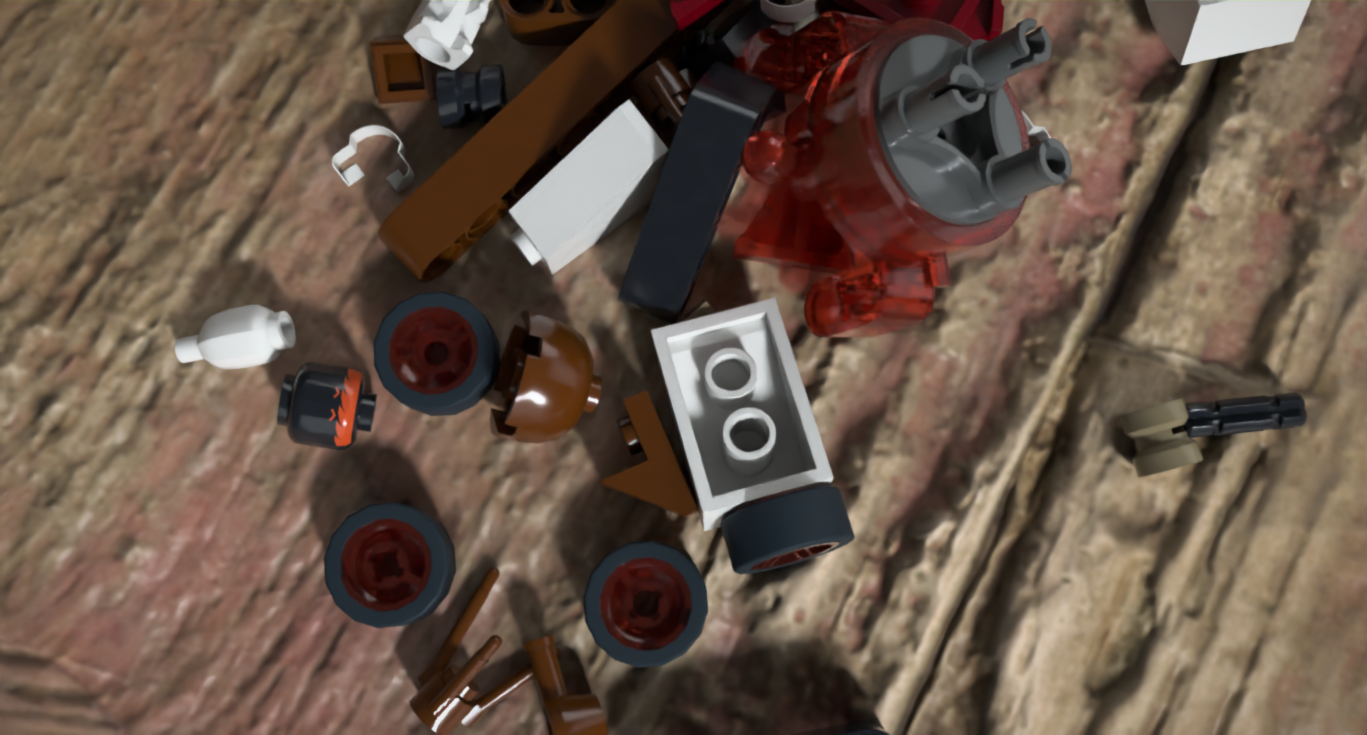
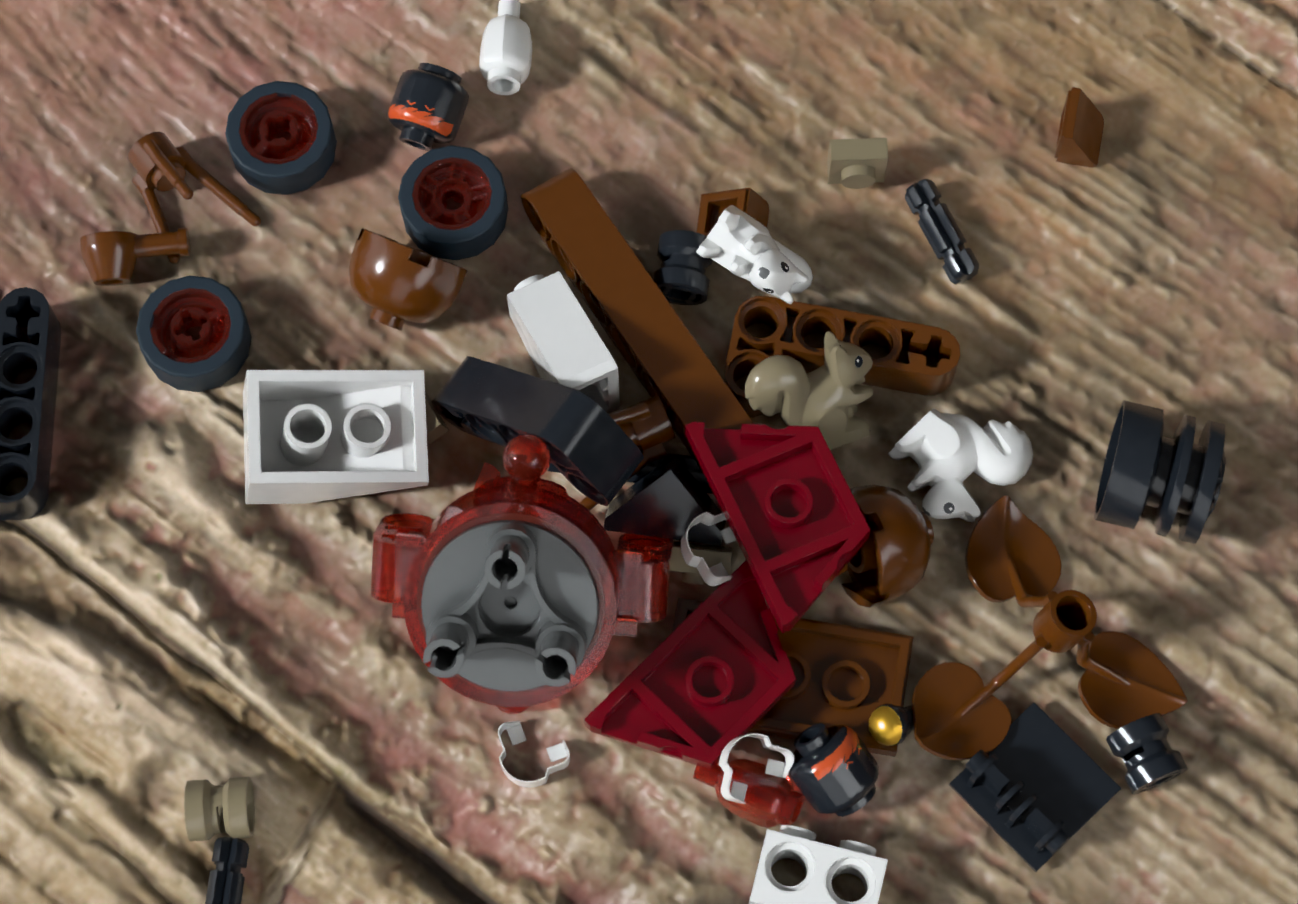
camera: 105 degrees right, 10 degrees down
(354, 173) = (628, 202): white piece -> none
(660, 477) = (295, 349): reddish brown slope -> none
(770, 56) = (651, 513): clear red tile -> none
(787, 529) = (219, 450): black wheel -> none

